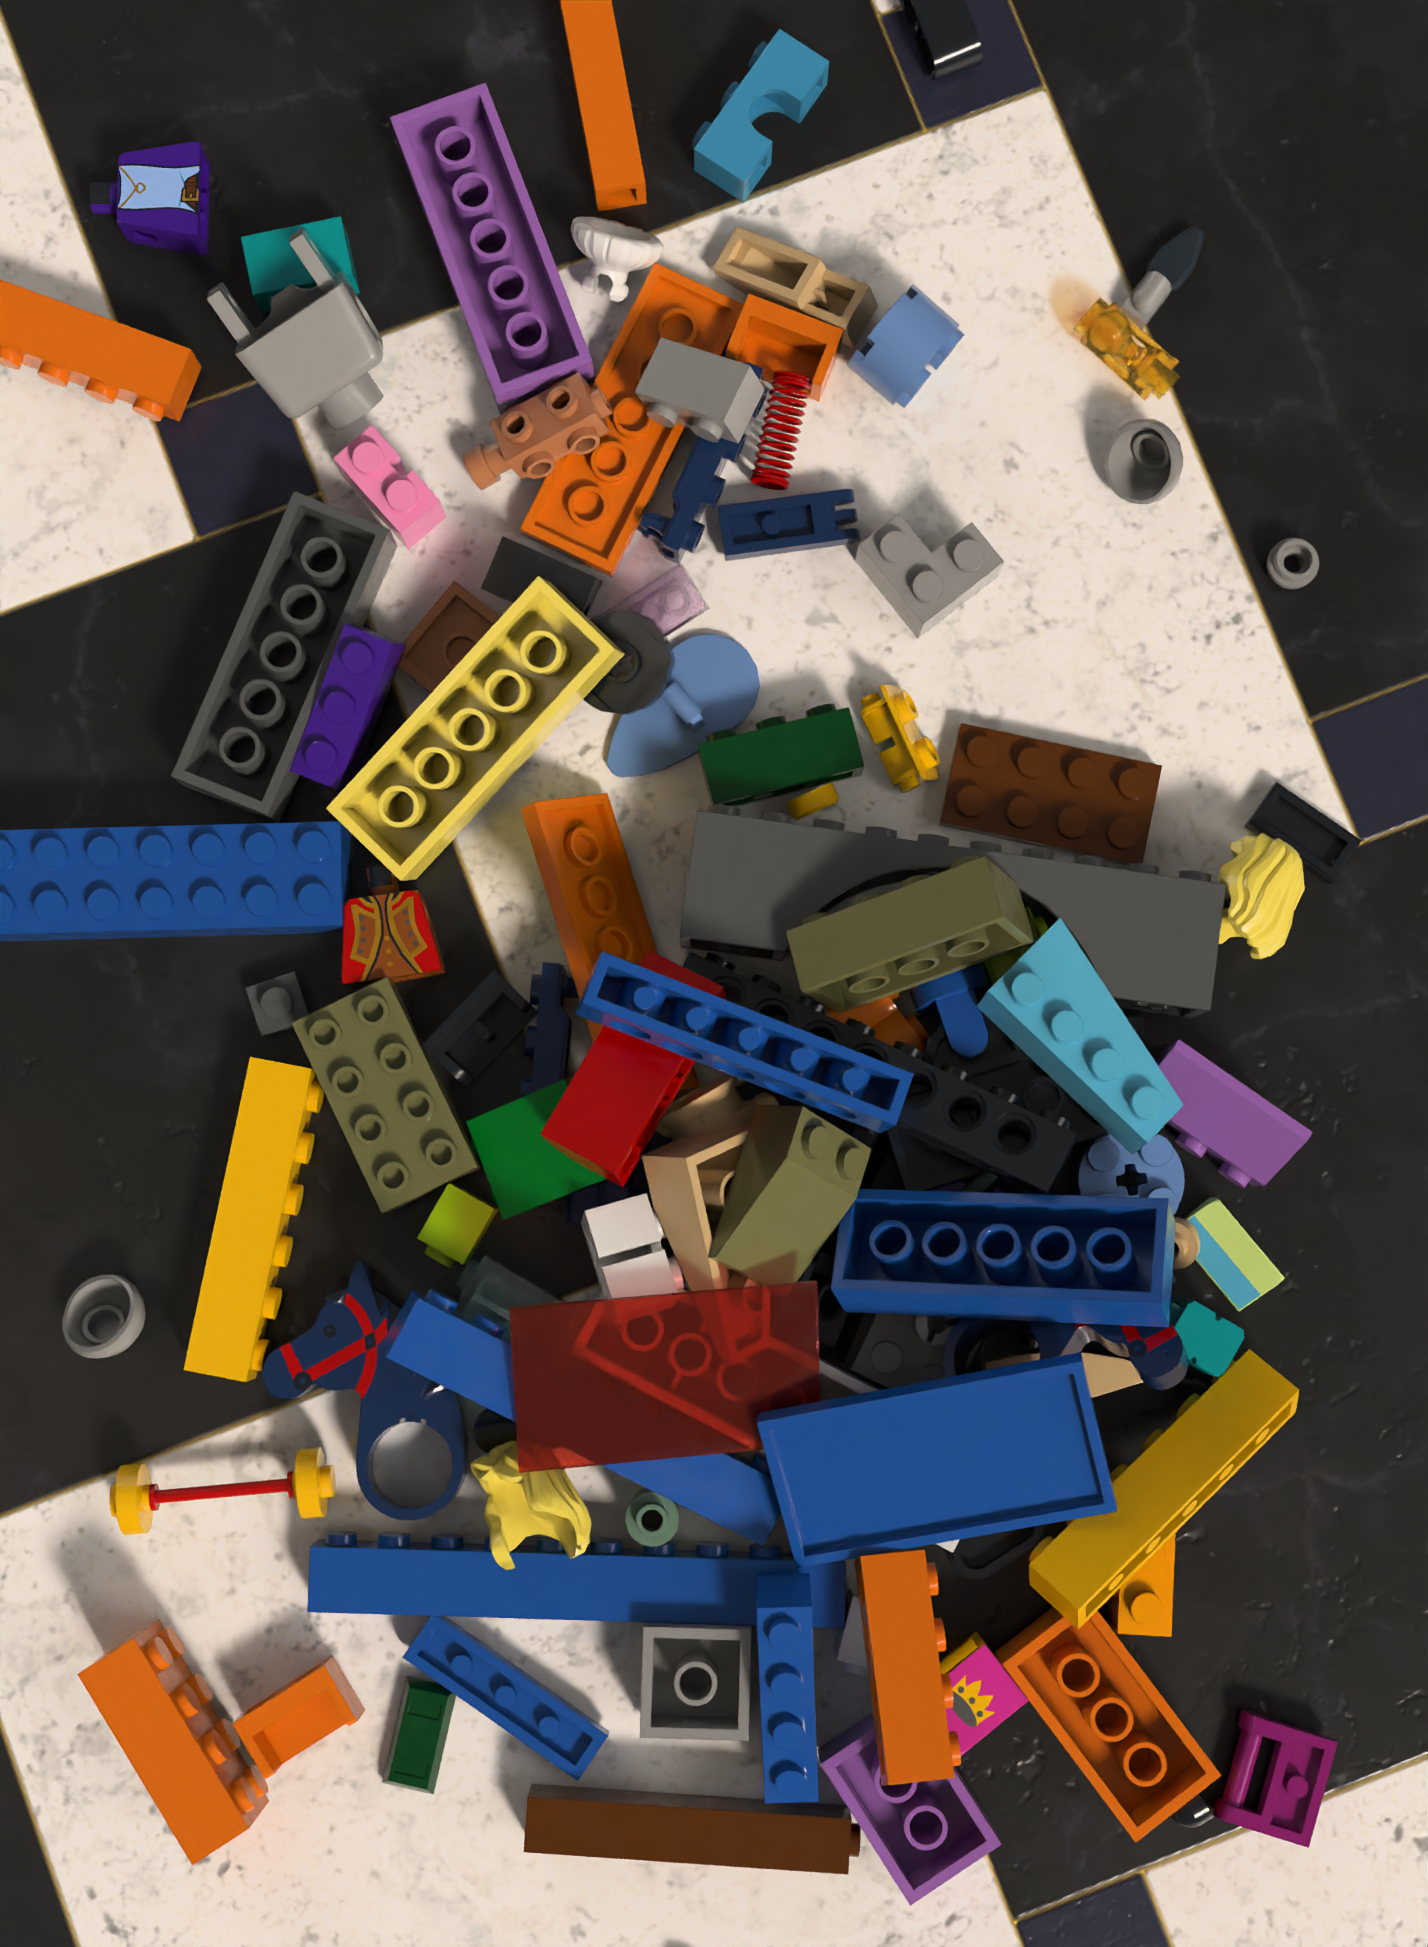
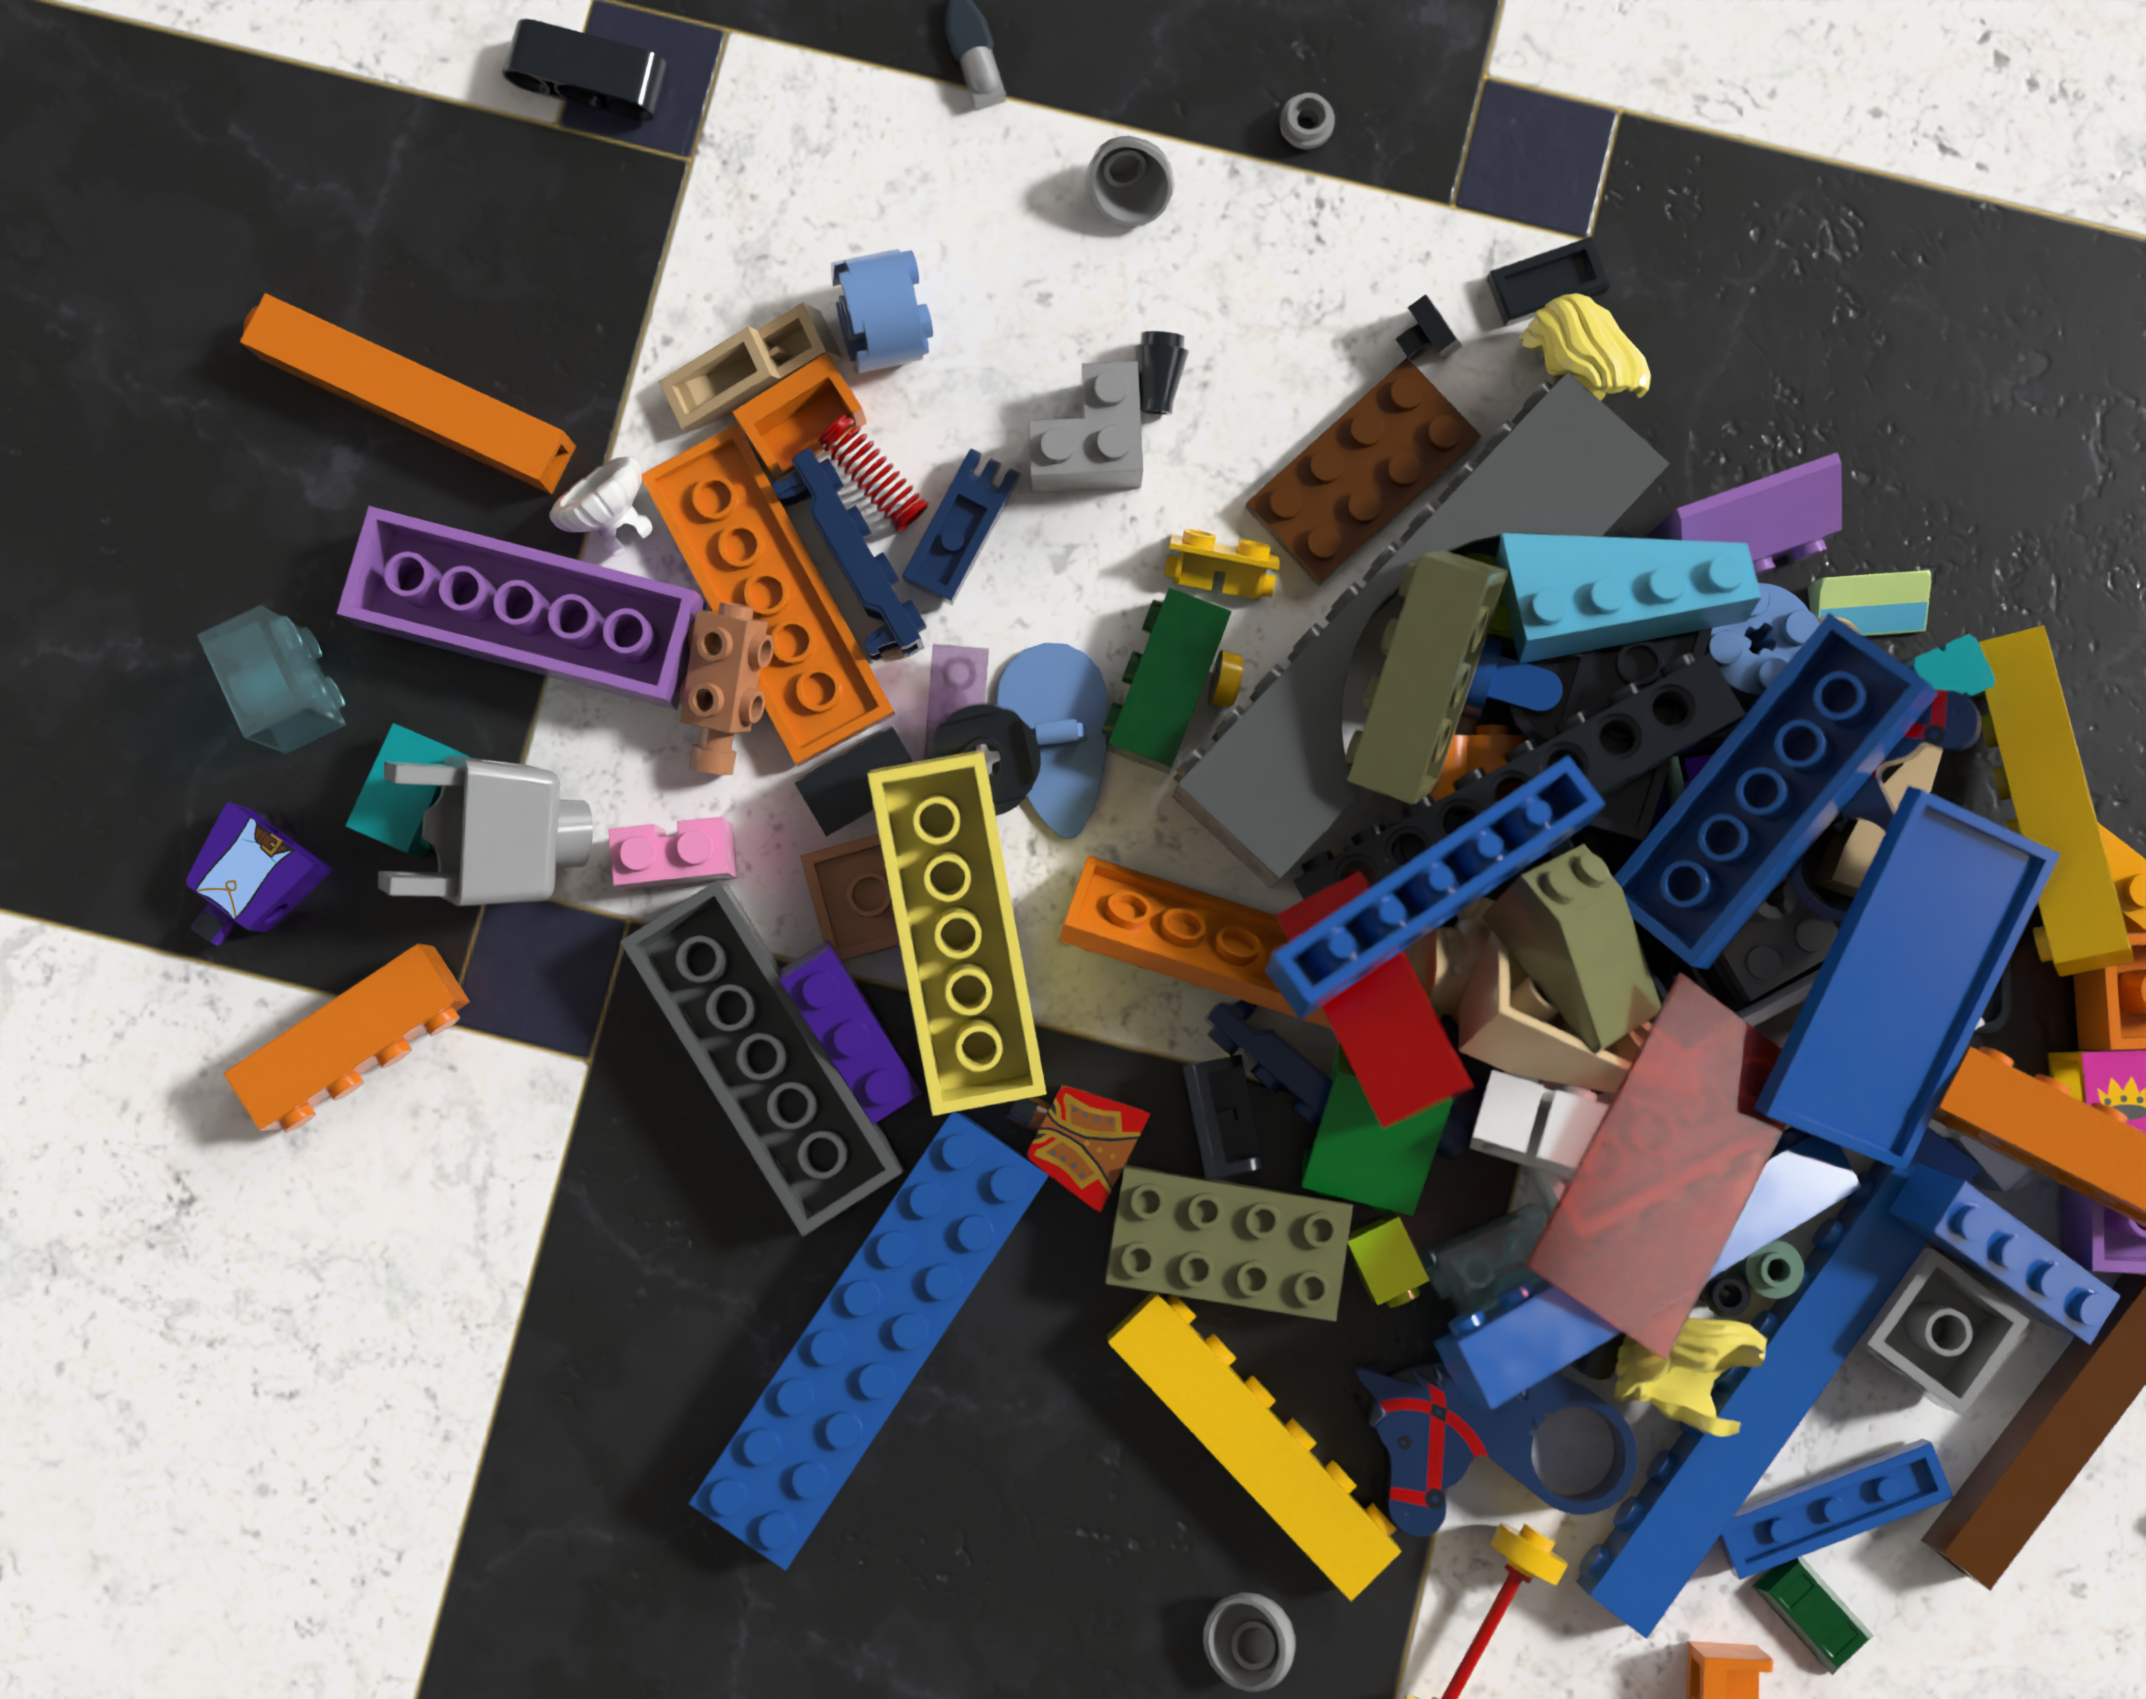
camera: 55 degrees left, 0 degrees up
(278, 1003) = (1071, 1282): dark grey plate -> none
(311, 109) = (273, 679): none -> clear light blue brick
(600, 1505) = (1722, 1305): none -> black pin
(699, 391) = (792, 515): light grey piece -> none
(781, 79) = (557, 247): dark azure arch -> none
(1016, 586) = (1160, 368): none -> black cone
(1109, 334) = (992, 129): clear yellow piece -> none
(1194, 768) = (1429, 331): none -> black tile

